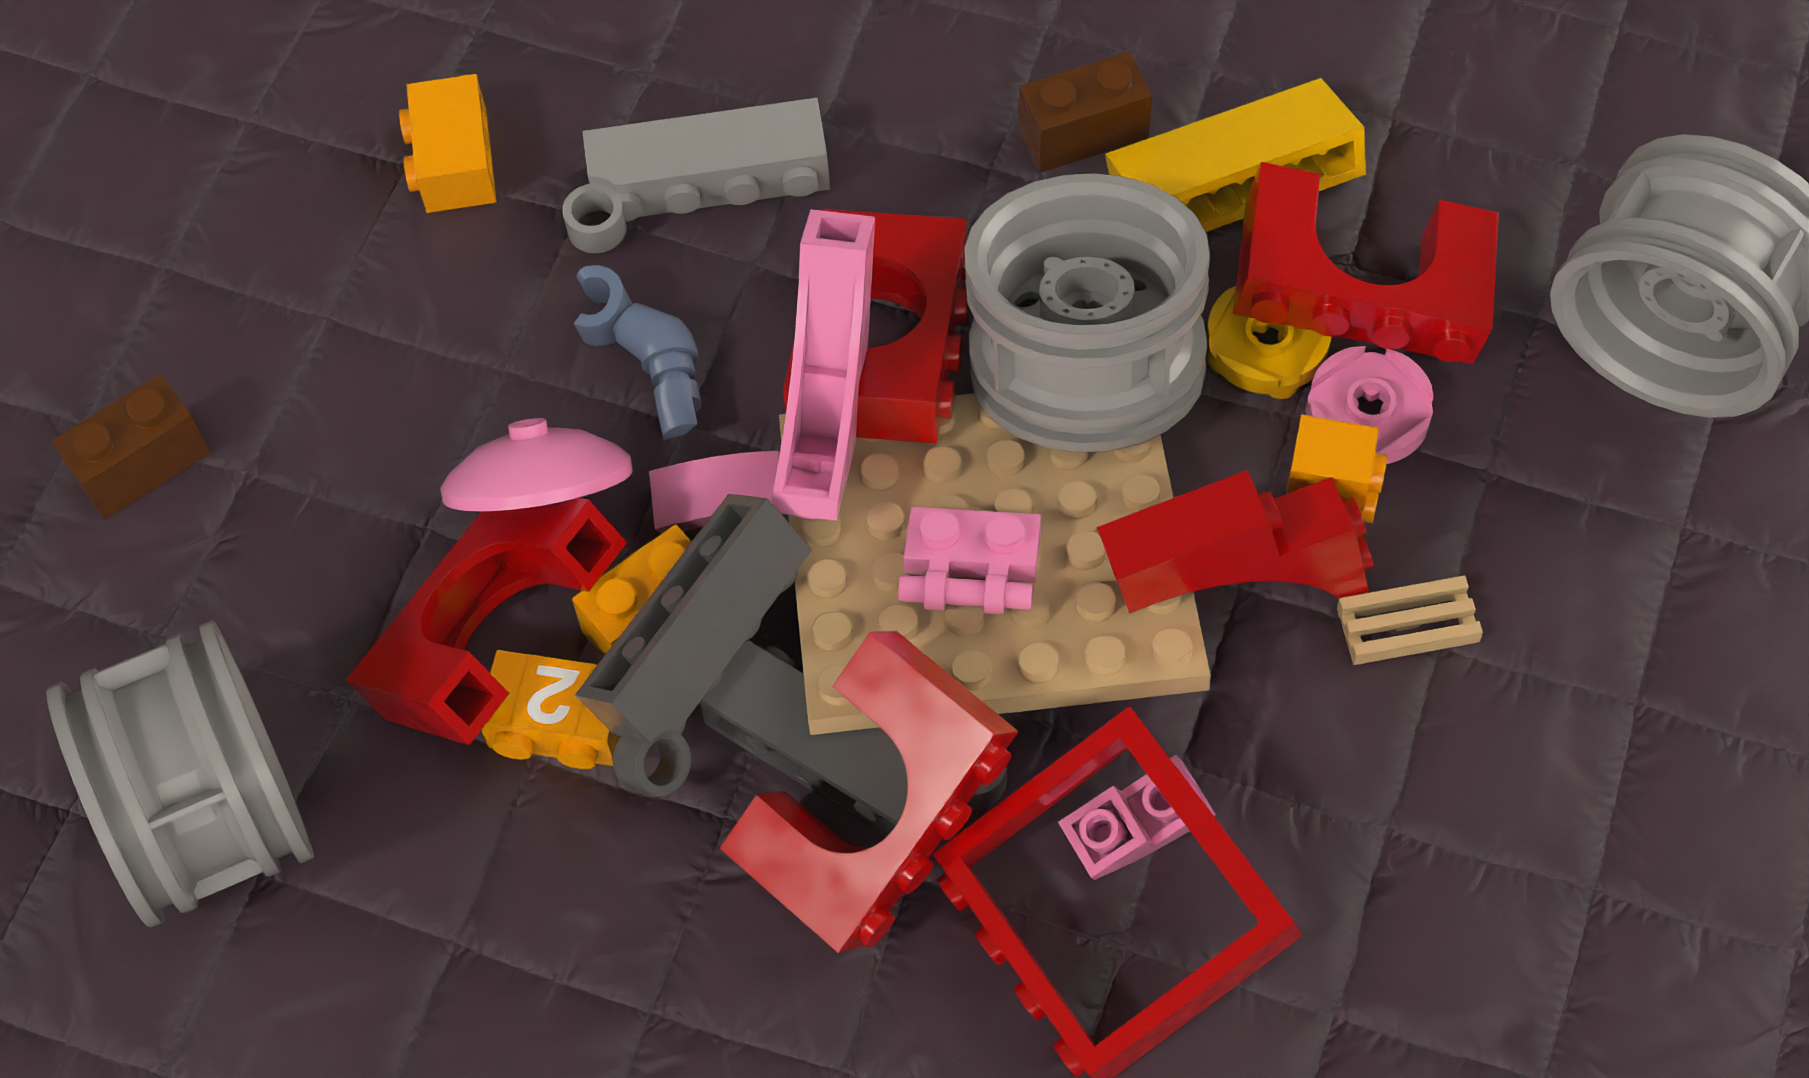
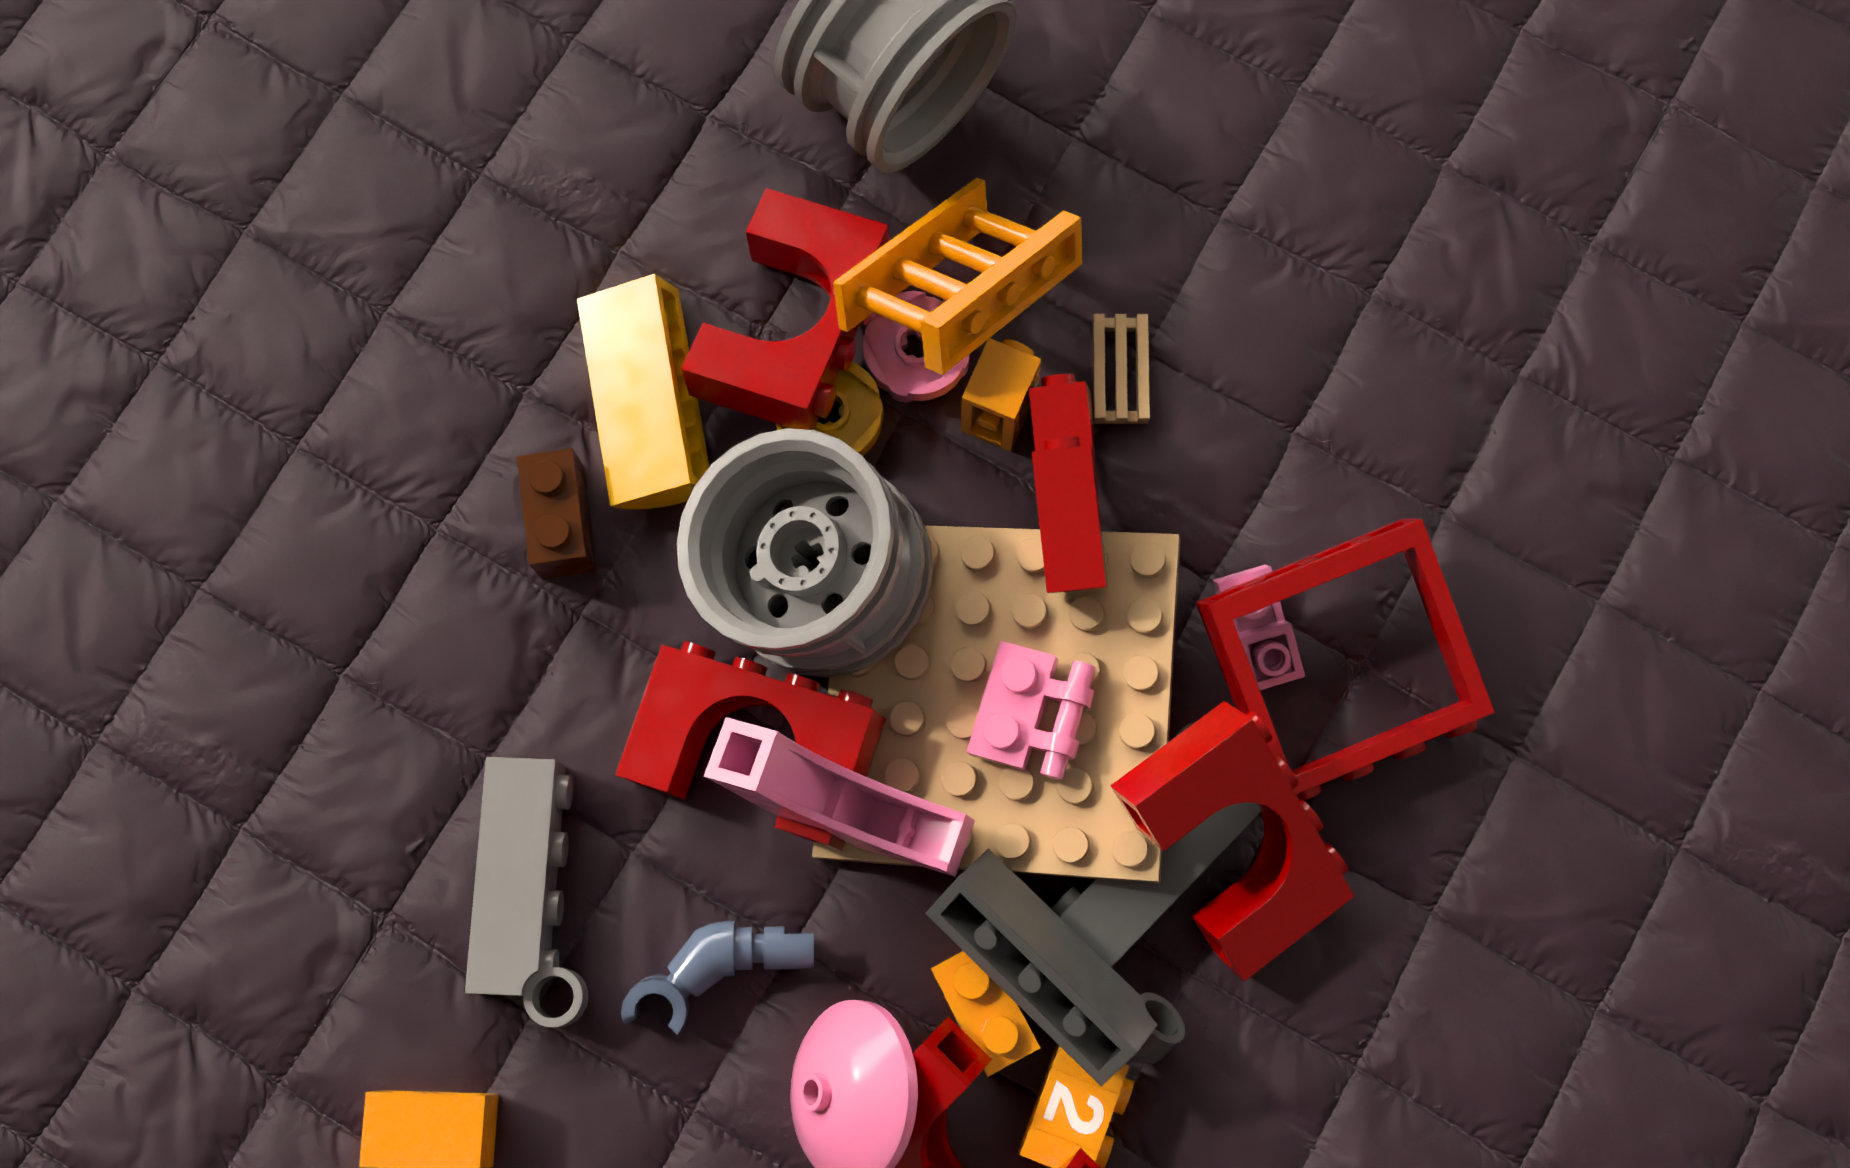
camera: 80 degrees left, 15 degrees up
(694, 489) = (883, 926): bright pink slope -> none
(1428, 420) = (973, 309): none -> light orange fence

